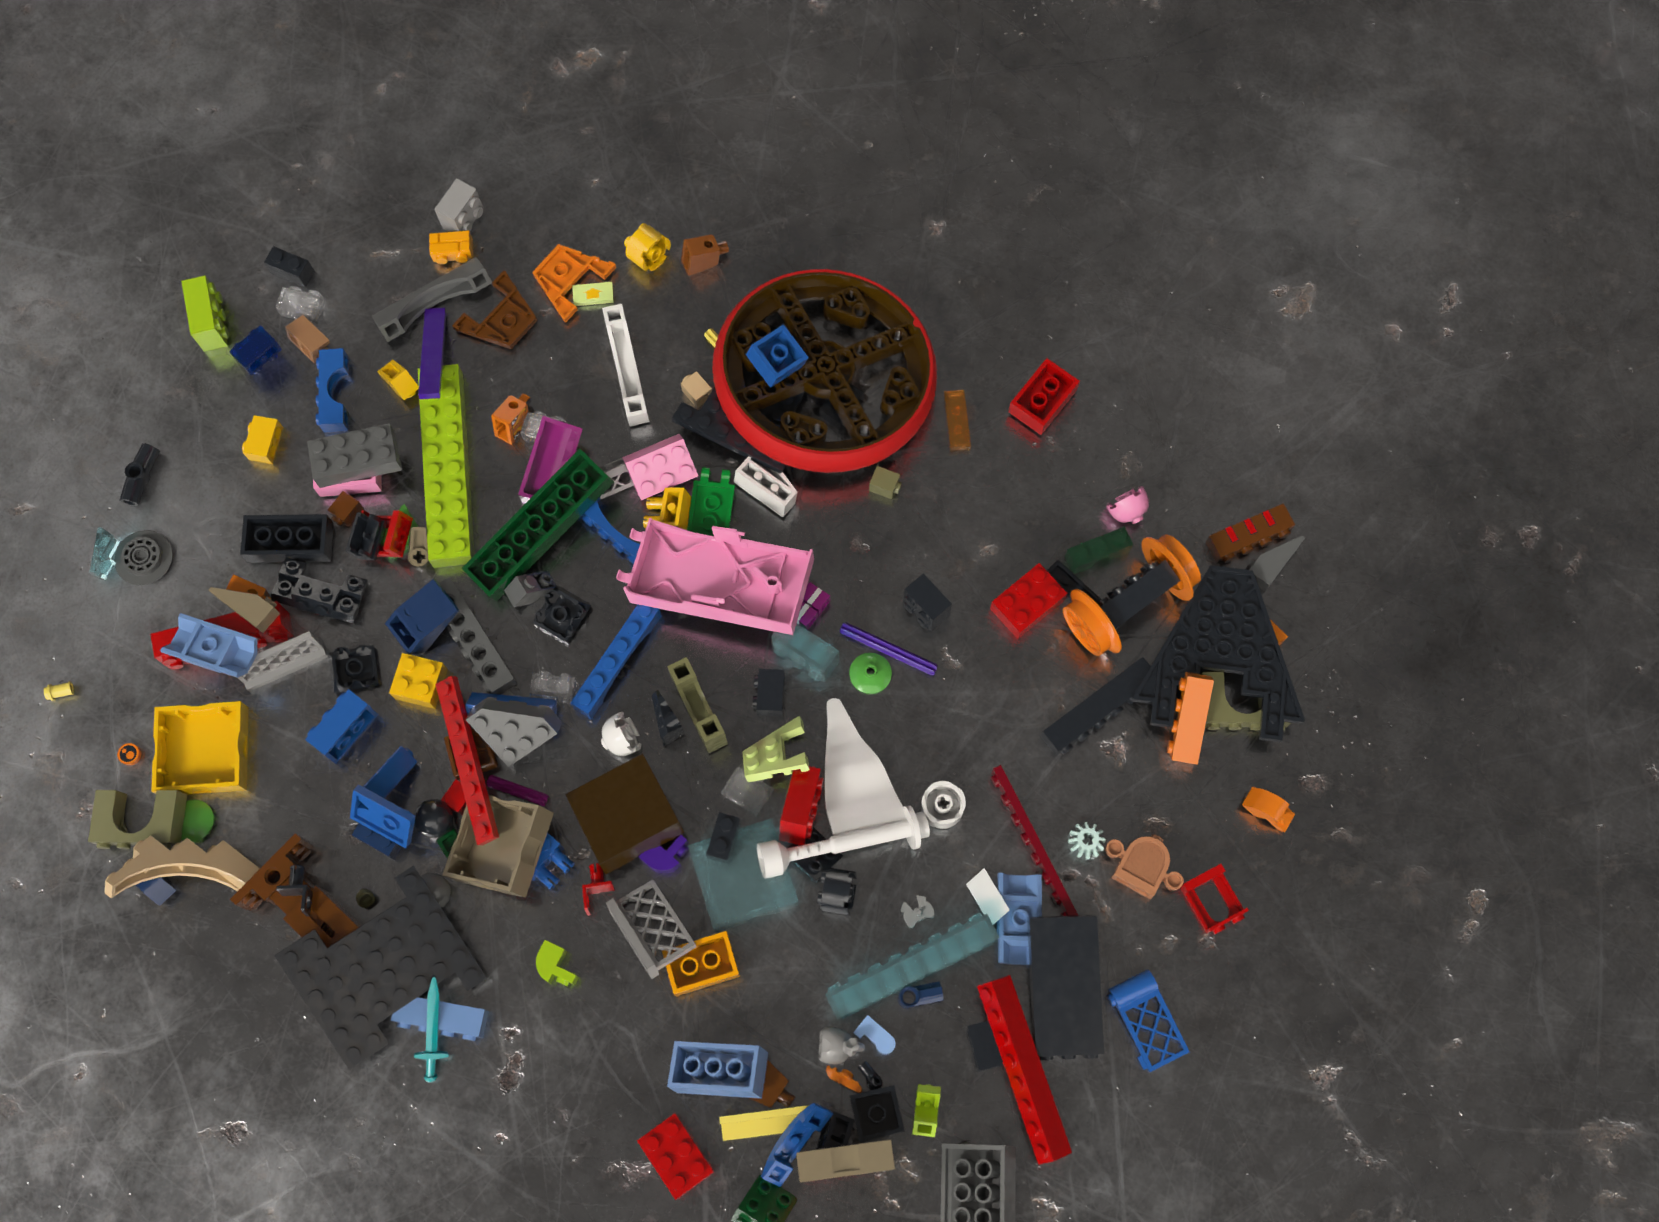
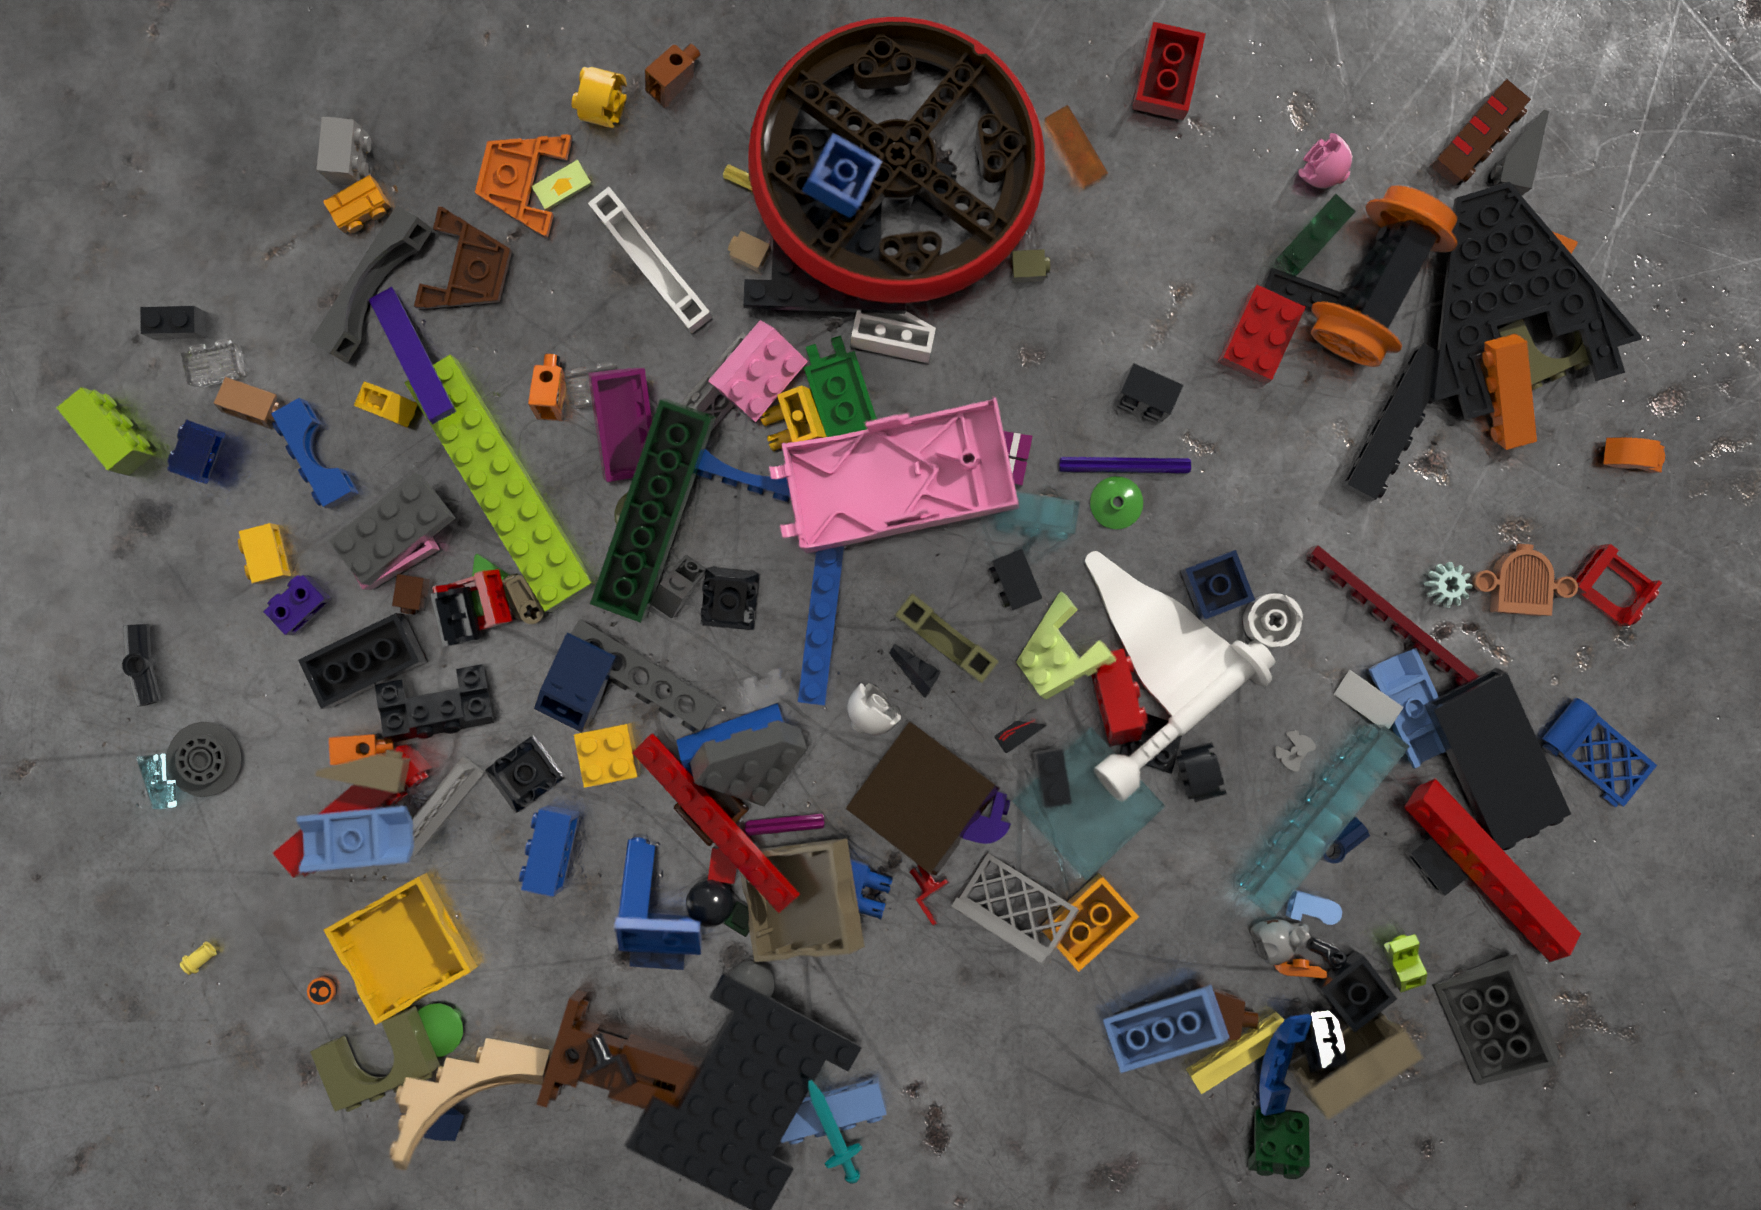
camera: 25 degrees left, 15 degrees up
(265, 482) = (297, 604): none -> dark purple brick
(365, 898) = (678, 1023): olive hinge -> none
(549, 962) = (920, 998): lime brick -> none
(676, 1156) = (1161, 1135): red brick -> none
(718, 804) = (1017, 734): none -> black sticker
(914, 760) = (1217, 585): none -> dark blue brick

